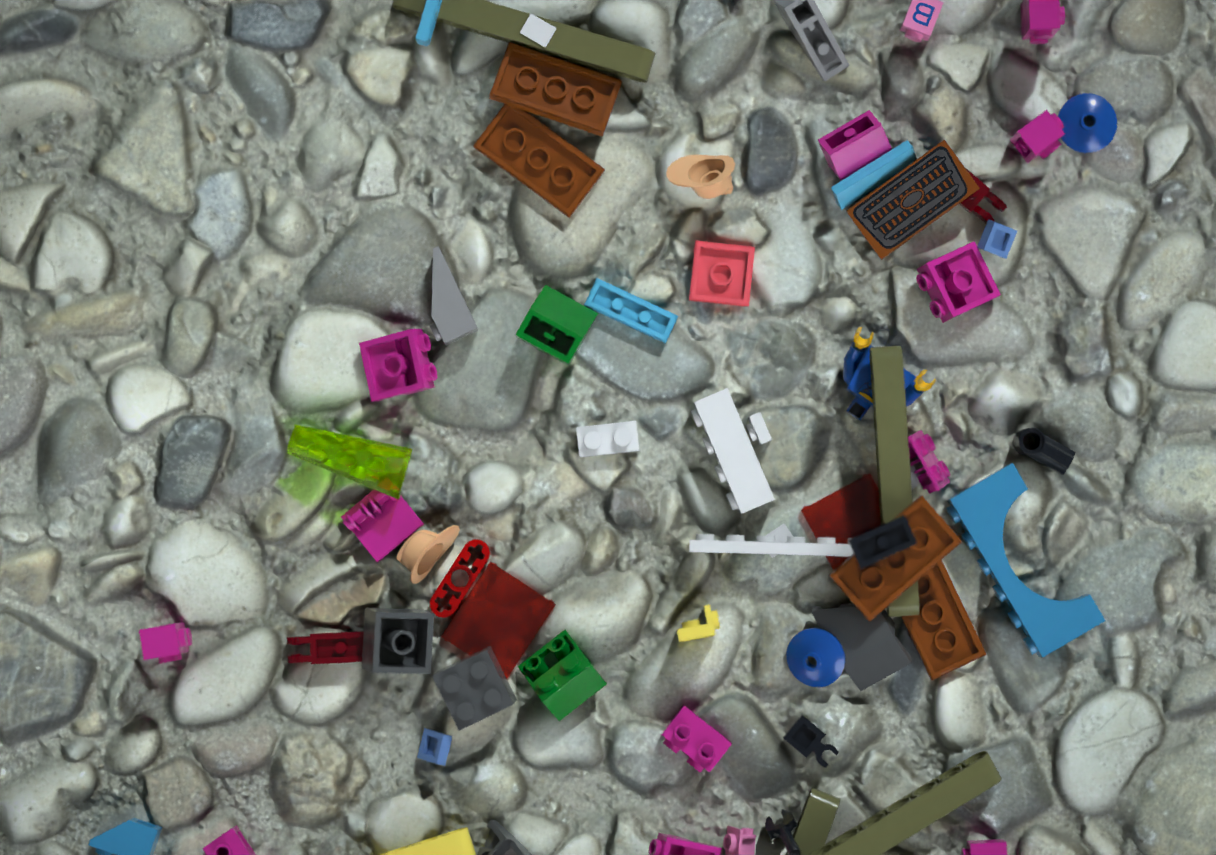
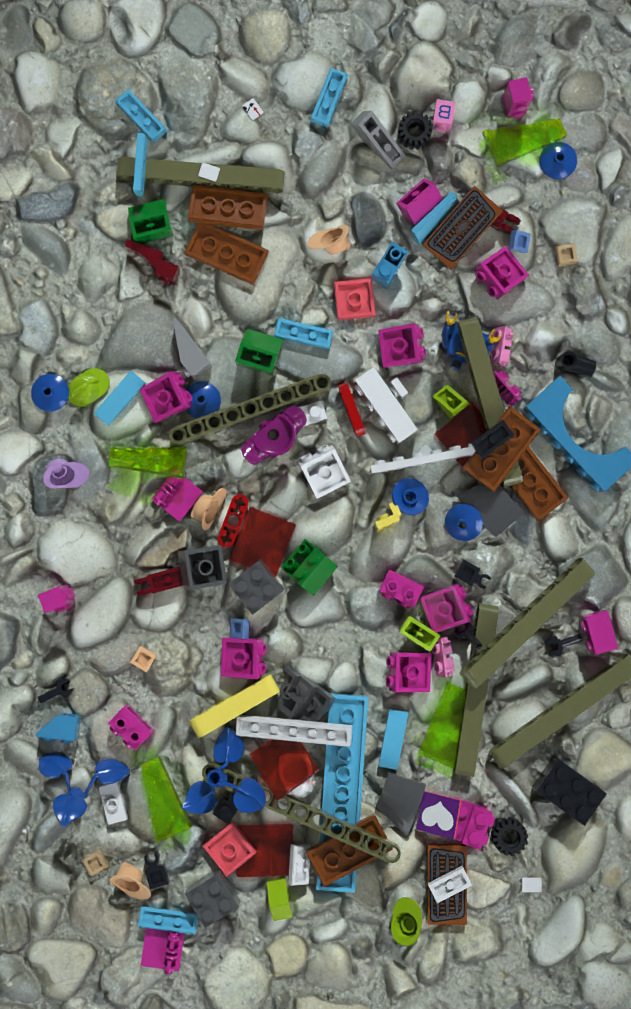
camera: 20 degrees left, 0 degrees up
(134, 782) = (56, 691): none -> black bar
(216, 451) = (65, 474): none -> lavender piece
(233, 323) = (58, 396): none -> blue dish
(277, 761) = (143, 658): none -> light nougat plate
(279, 322) = (88, 387): none -> lime piece
(325, 350) = (119, 398): none -> medium azure tile
(430, 86) = (150, 221): none -> green slope
(430, 793) = (243, 658): none -> dark pink plate
(437, 169) = (165, 271): none -> dark red slope
(466, 385) = (211, 403): none -> blue dish
(508, 407) = (240, 409): none -> olive beam
(527, 475) = (288, 425): none -> magenta piece
(616, 531) = (324, 471): none -> white plate
(679, 445) = (351, 409): none -> red beam
(709, 814) = (419, 633): none -> lime slope
(754, 599) = (417, 493): none -> blue dish
(760, 784) = (446, 608): none -> dark pink plate
(779, 363) = (402, 345): none -> dark pink plate
(786, 233) = (389, 265): none -> dark azure slope
(835, 464) = (450, 401): none -> lime slope
(885, 17) = (417, 119): none -> black tyre
(926, 407) = (499, 354): none -> bright pink hinge
(1027, 81) = (514, 142): none -> clear neon green wing
(1039, 136) = (532, 172): dark pink brick -> none
(1066, 274) = (566, 254): none -> tan tile

